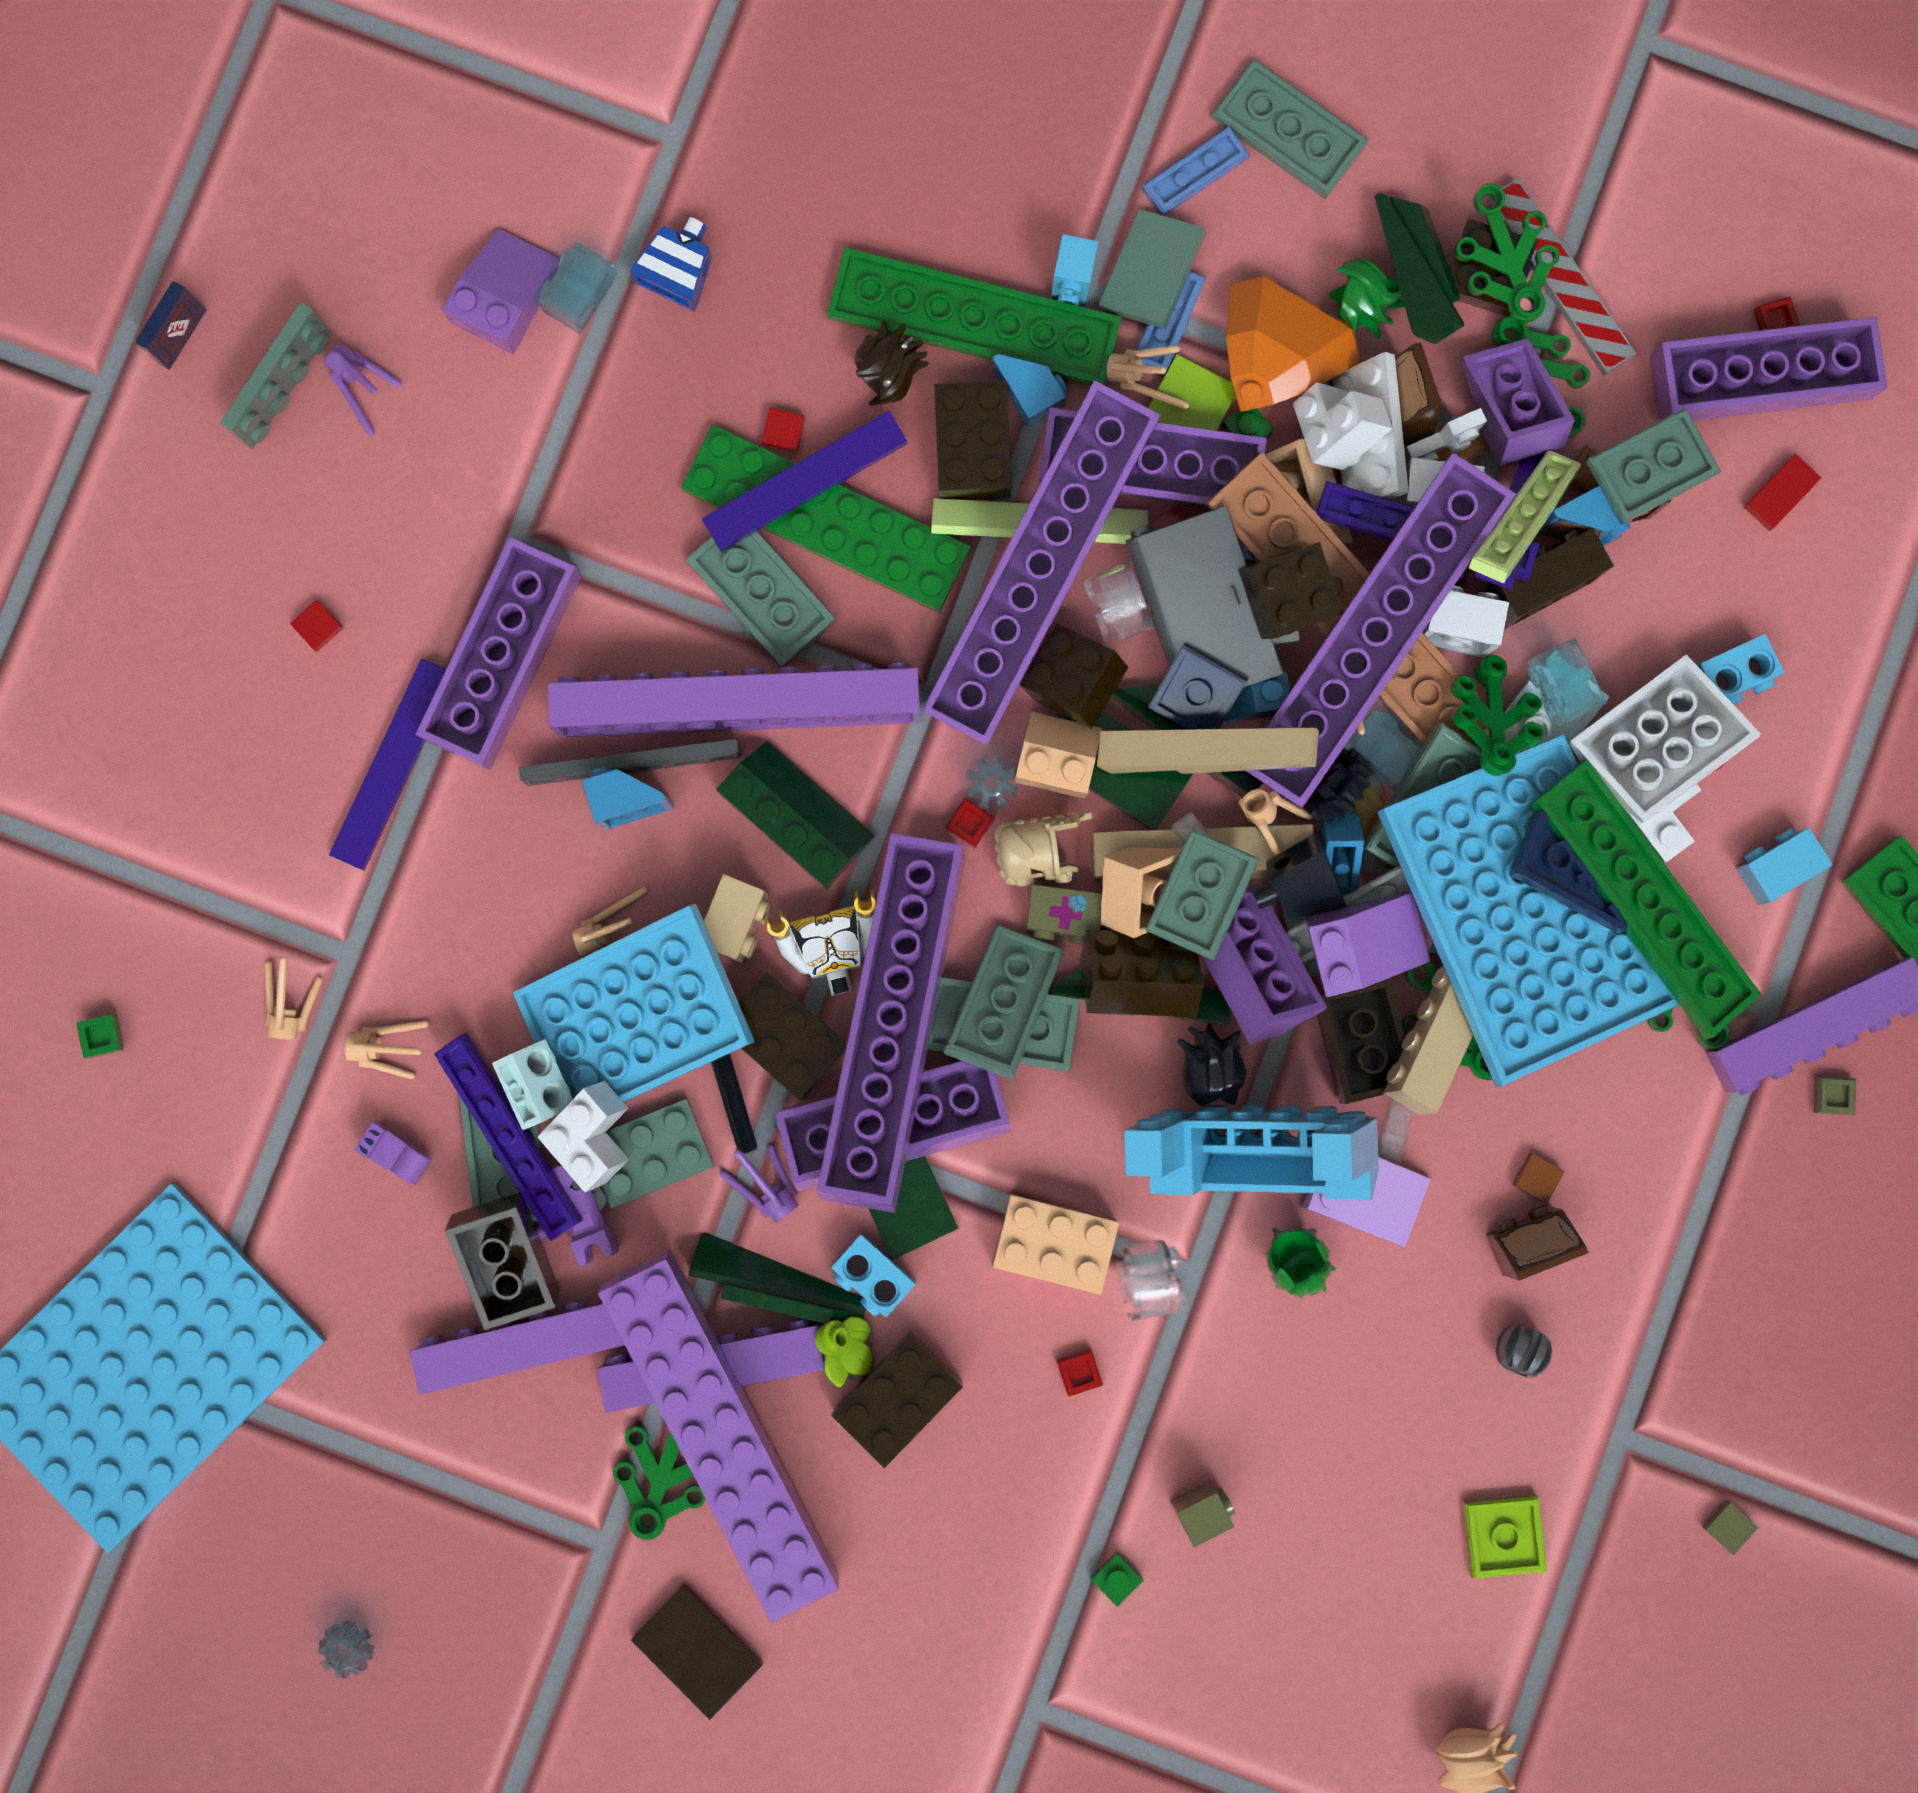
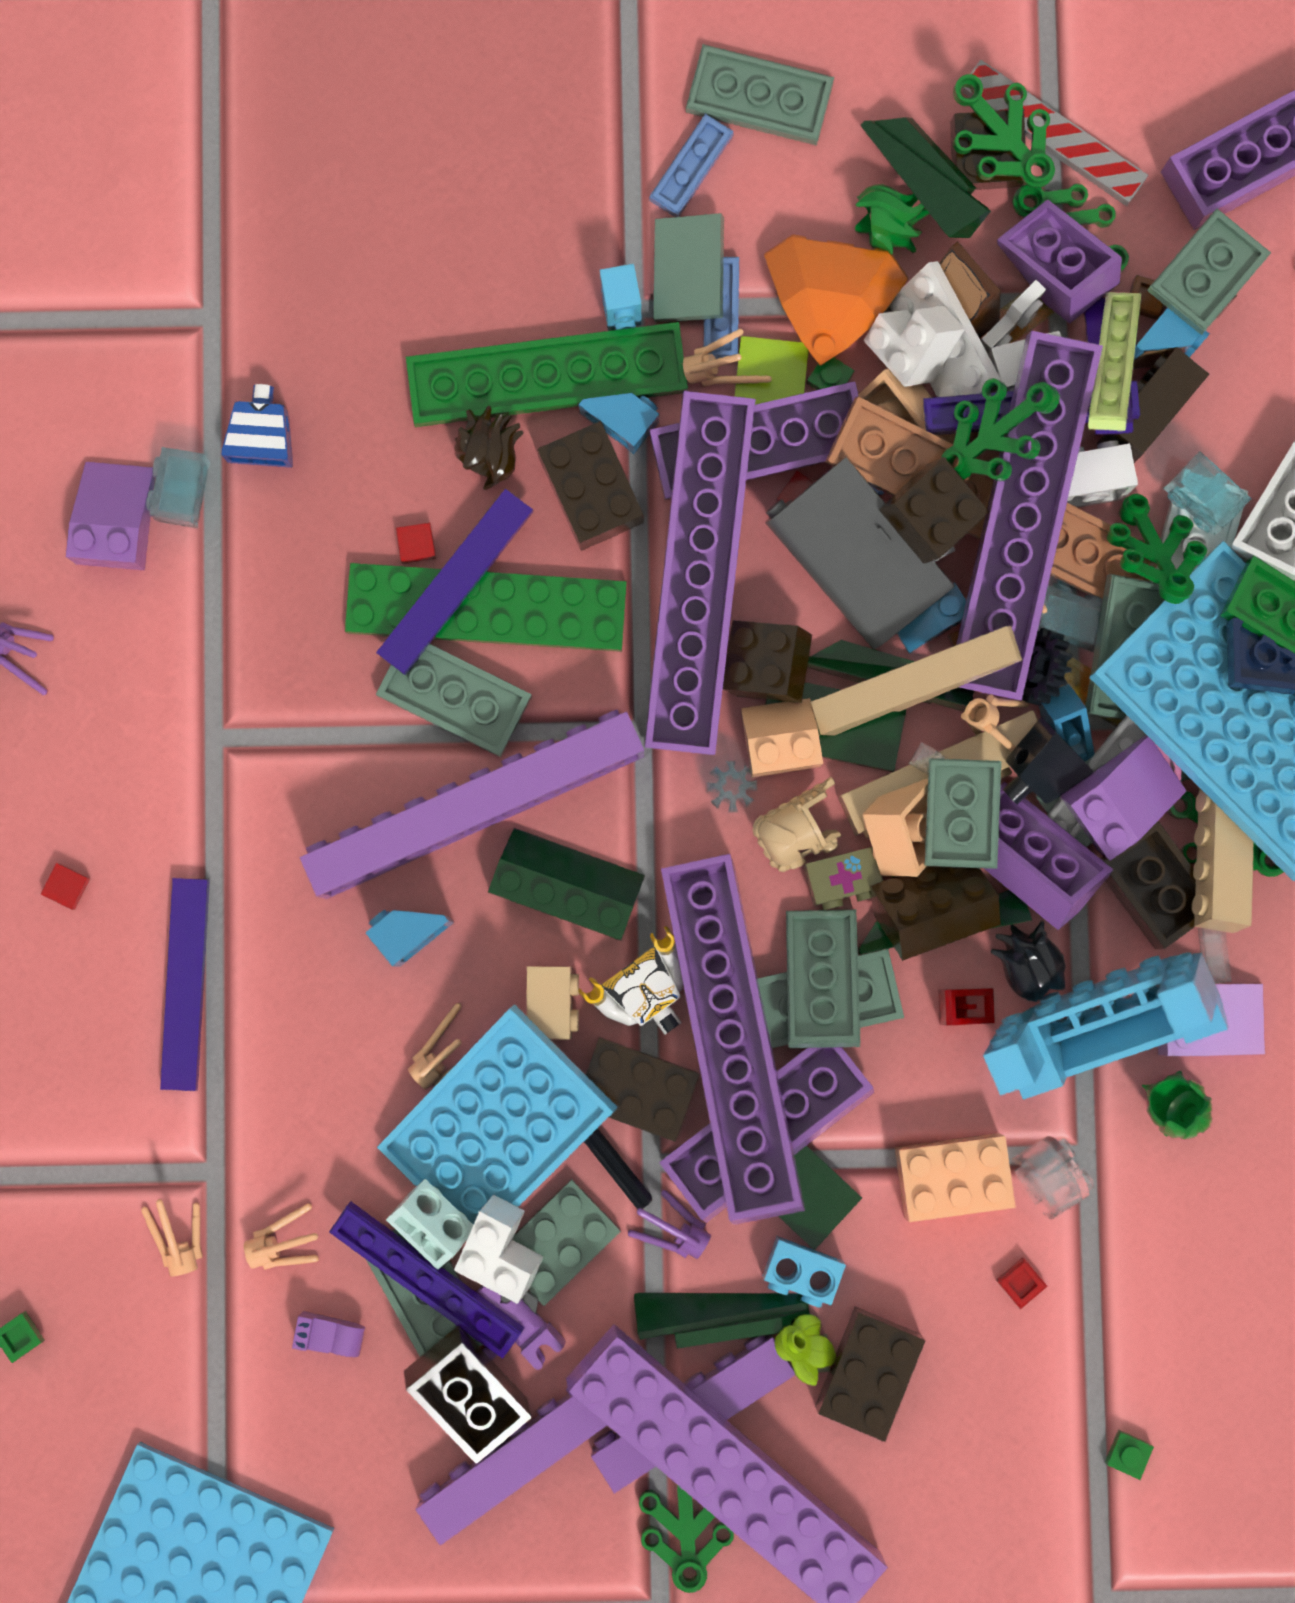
camera: 20 degrees left, 0 degrees up
(499, 653) = (242, 846): medium lavender brick -> none
(631, 762) = (399, 897): dark grey tile -> none
(970, 823) = (725, 829): red tile -> none
(1003, 519) = (650, 542): yellowish green tile -> none
(1120, 602) = (781, 579): clear brick -> none
(1134, 1085) = (966, 1006): none -> red slope
(1197, 691) = (883, 632): tile -> none
(1204, 1512) = (1185, 1365): olive brick -> none
(1377, 536) = (992, 432): none -> green plant
(1776, 314) = (1258, 93): red tile -> none

